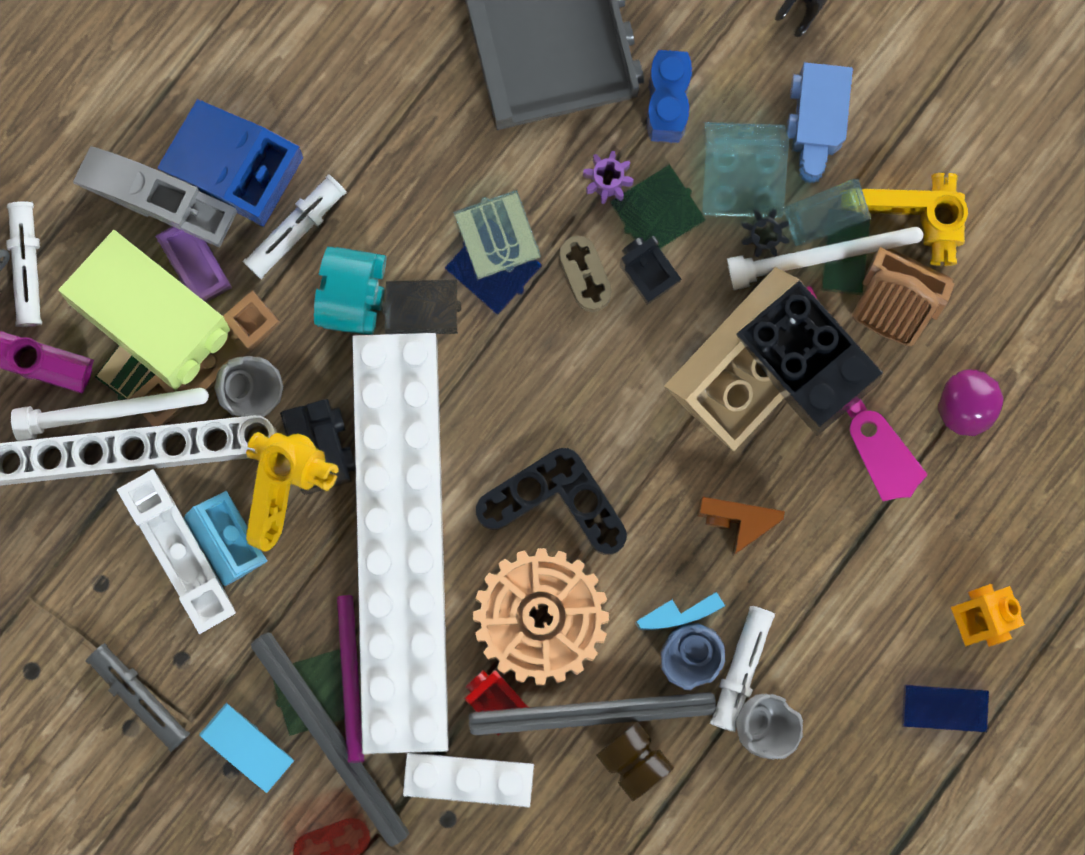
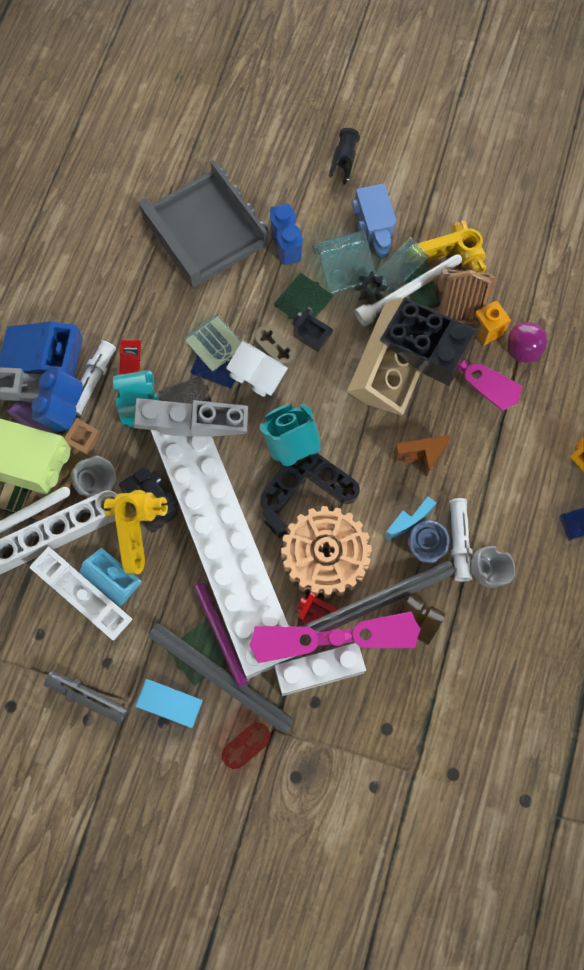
camera: 20 degrees left, 10 degrees down
(233, 253) = (57, 400): none -> blue brick
(361, 216) = (129, 356): none -> red sticker
(415, 358) = (192, 419): none -> light grey slope
(430, 728) = (282, 642): none -> dark pink piece
(483, 547) = (274, 523): none -> black tile
(542, 304) = (256, 368): none -> white brick
(553, 426) = (290, 434): none -> teal brick
(618, 175) = (268, 282): medium lavender gear -> none
(926, 355) = (493, 321): none -> light orange bracket

